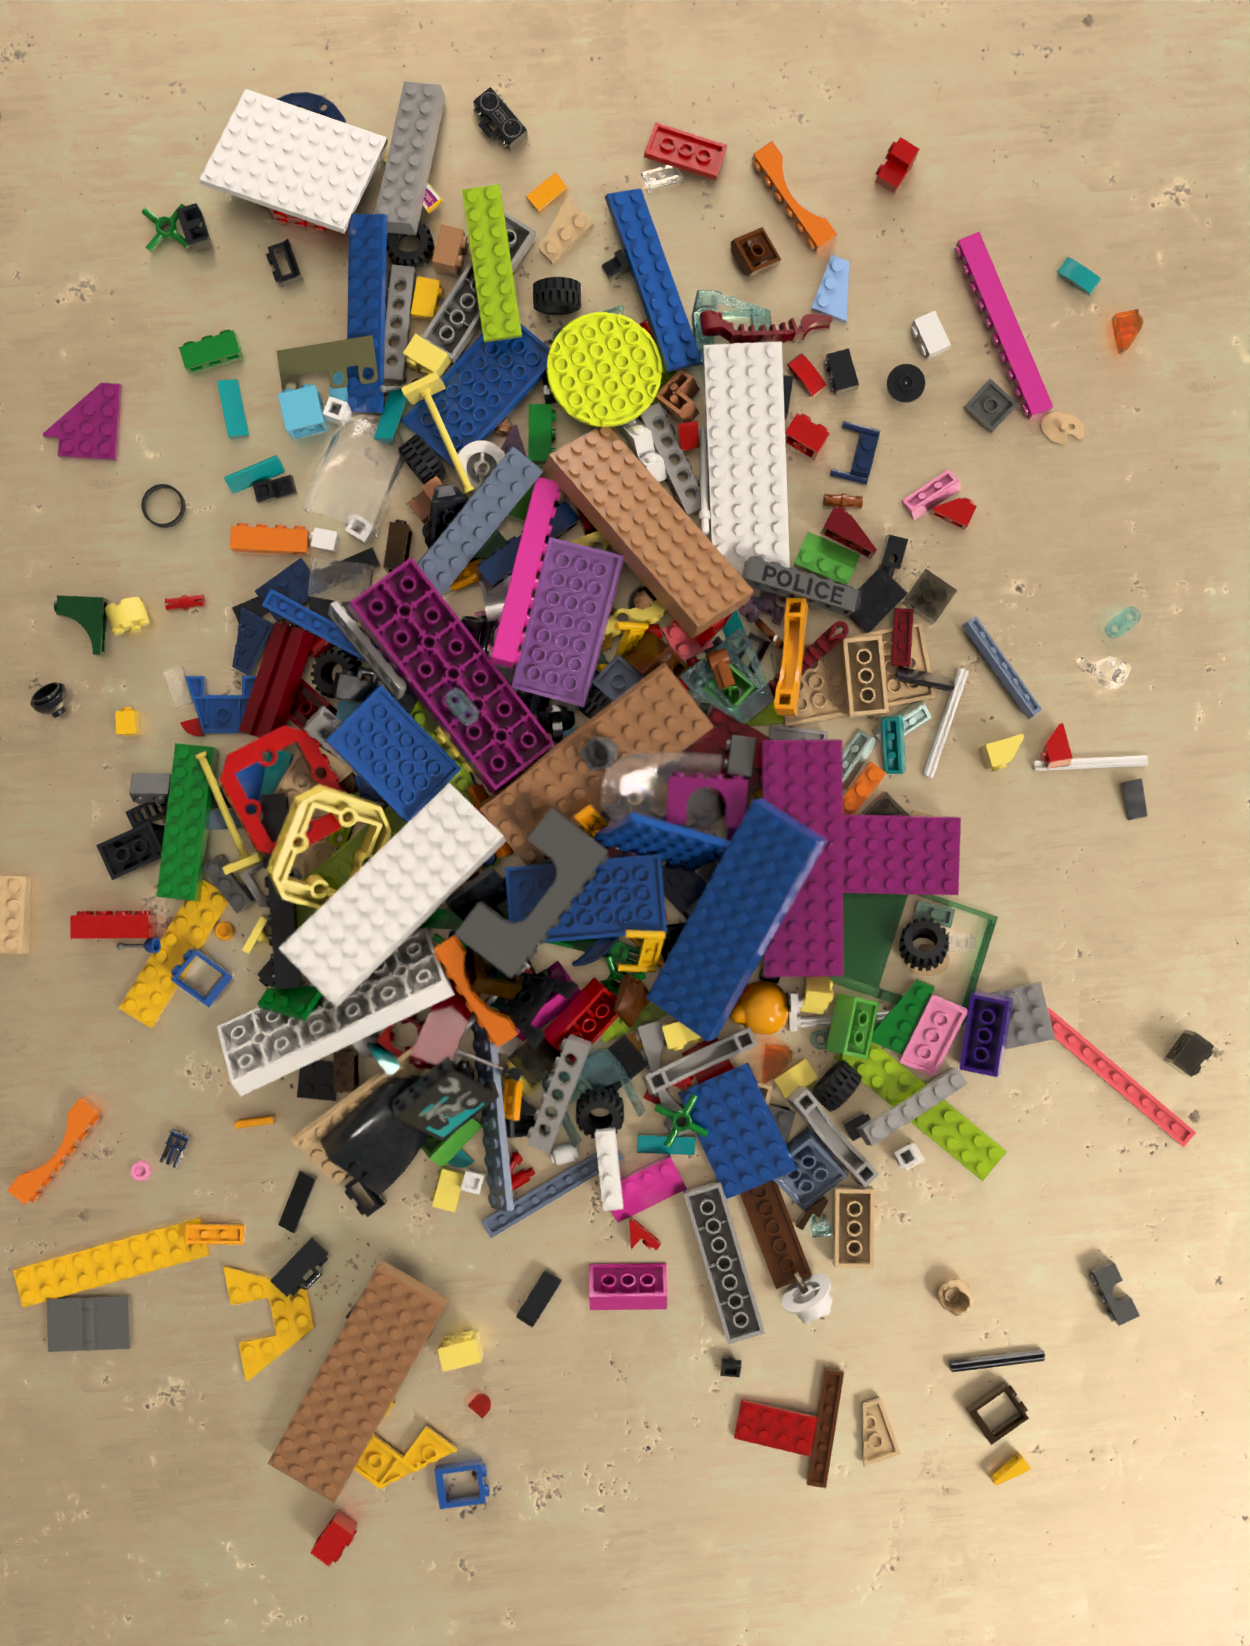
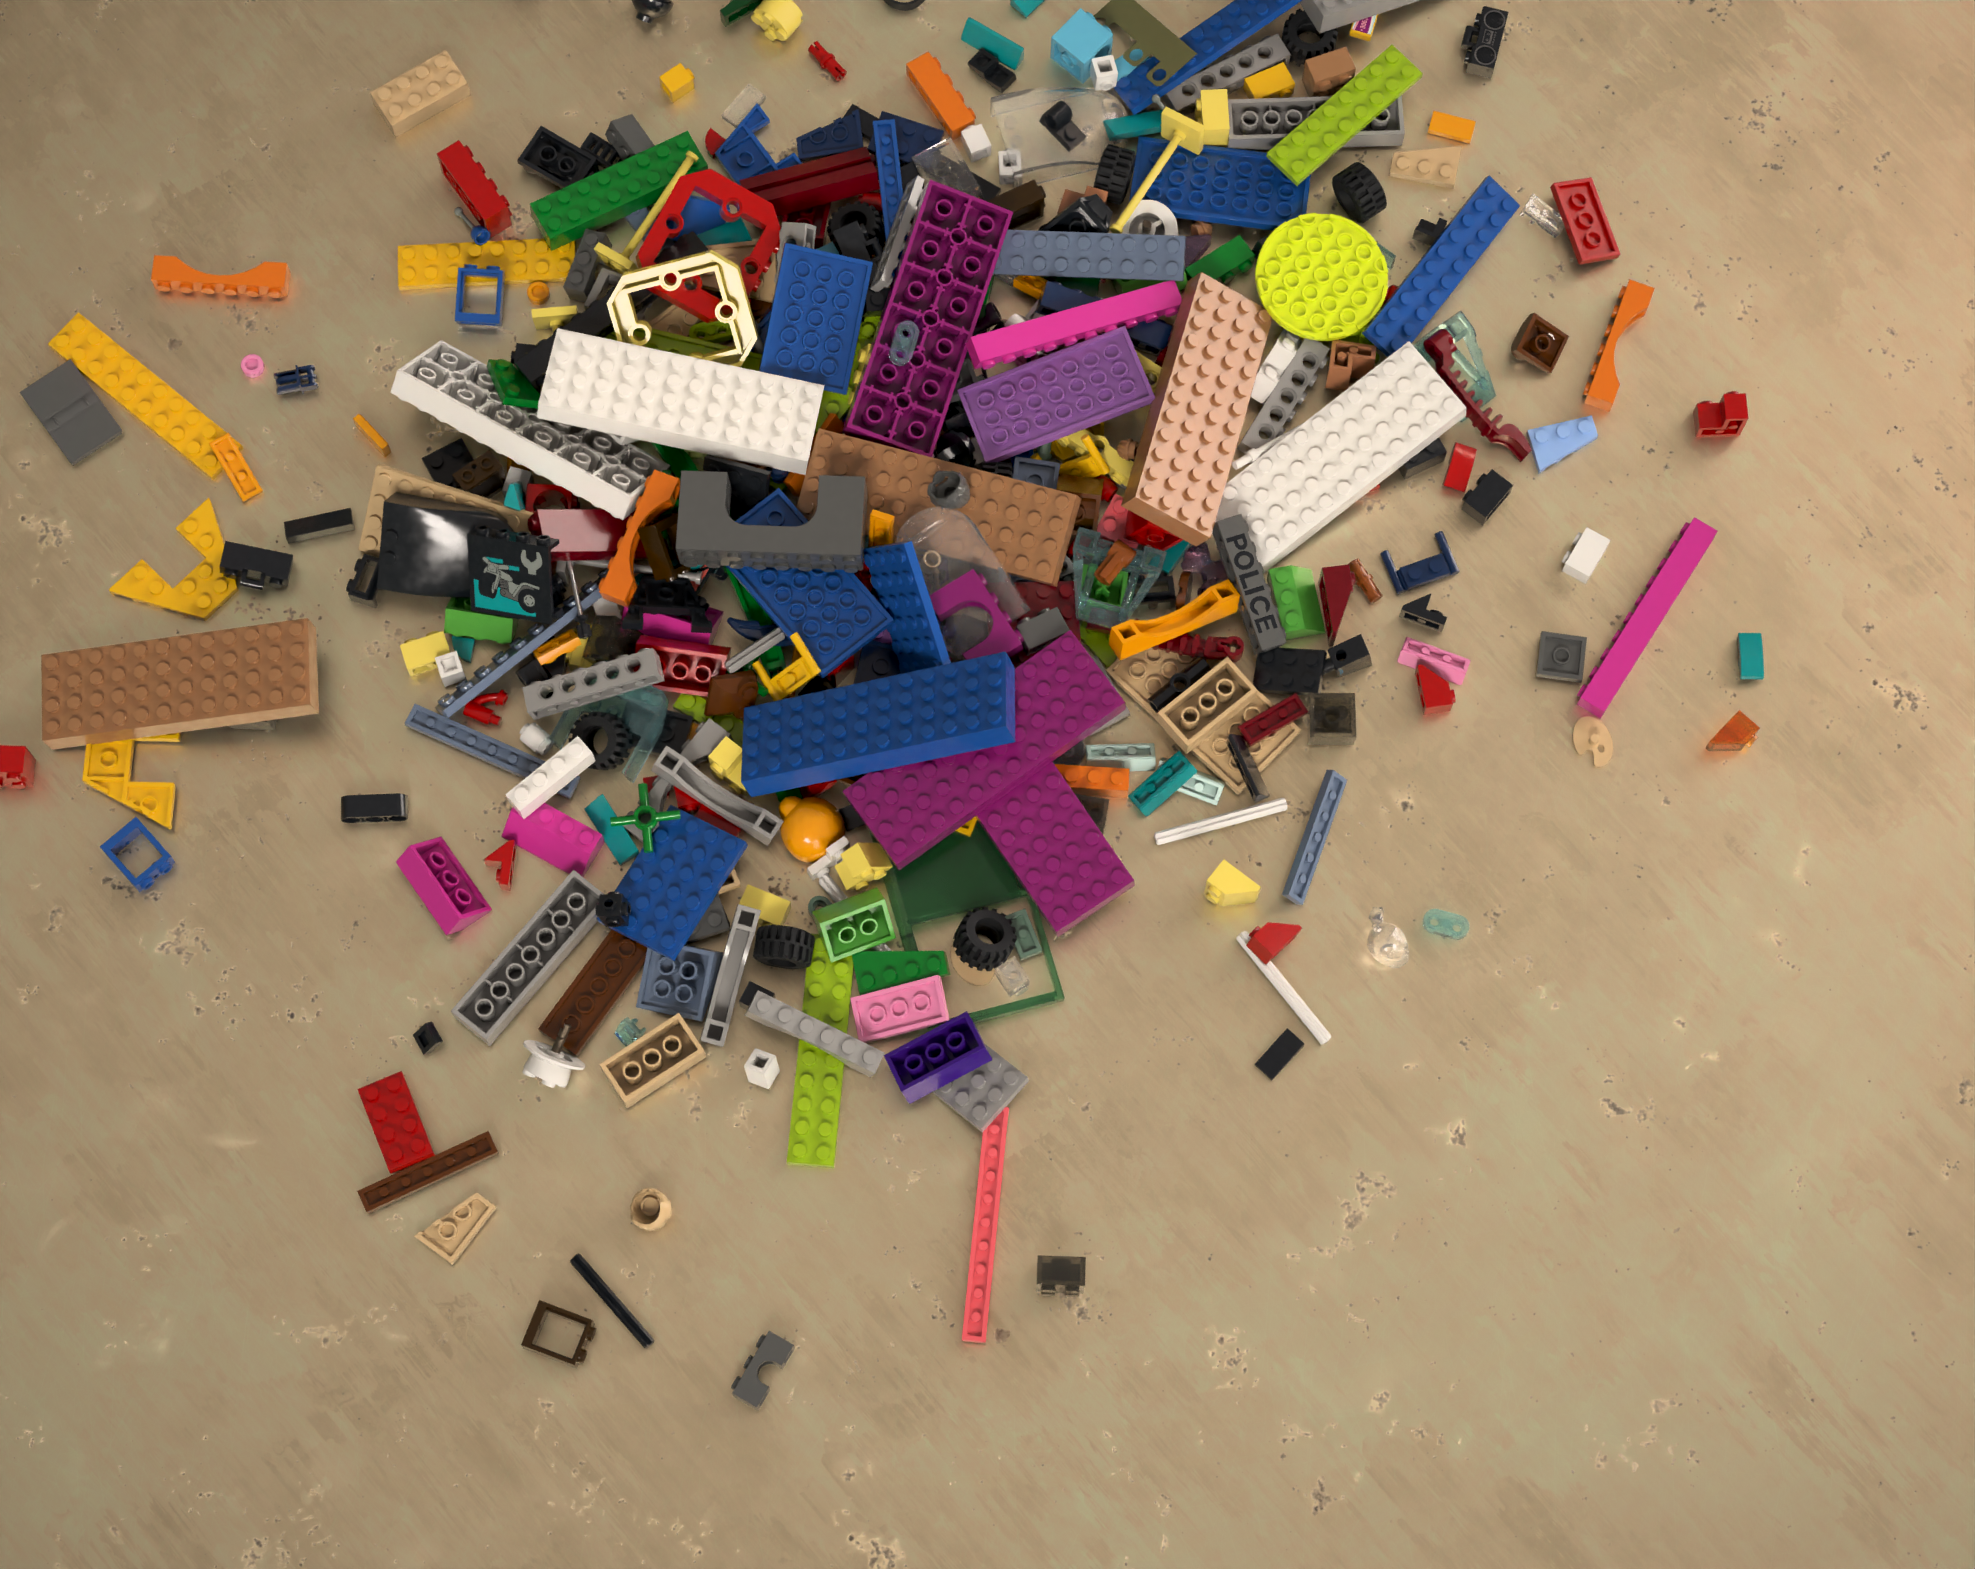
camera: 55 degrees right, 15 degrees down
(361, 472) = (1059, 124): none -> black plate
(460, 1350) = (272, 763): light yellow brick -> none
(480, 1404) = (229, 825): clear red tile -> none
(612, 965) = (754, 650): none -> light grey axle
(688, 435) = (1318, 393): red slope -> none
(736, 1181) = (613, 909): none -> black brick
(775, 1060) = (767, 876): clear orange slope -> none
(806, 436) = (1399, 501): red brick -> none
(816, 1209) = (646, 1014): dark brown slope -> none
(834, 671) = (1187, 676): none -> black piece
(891, 480) = (1417, 613): none -> black slope
(905, 384) = (1521, 563): black piece -> none
(1014, 1467) = (516, 1391): yellow slope -> none

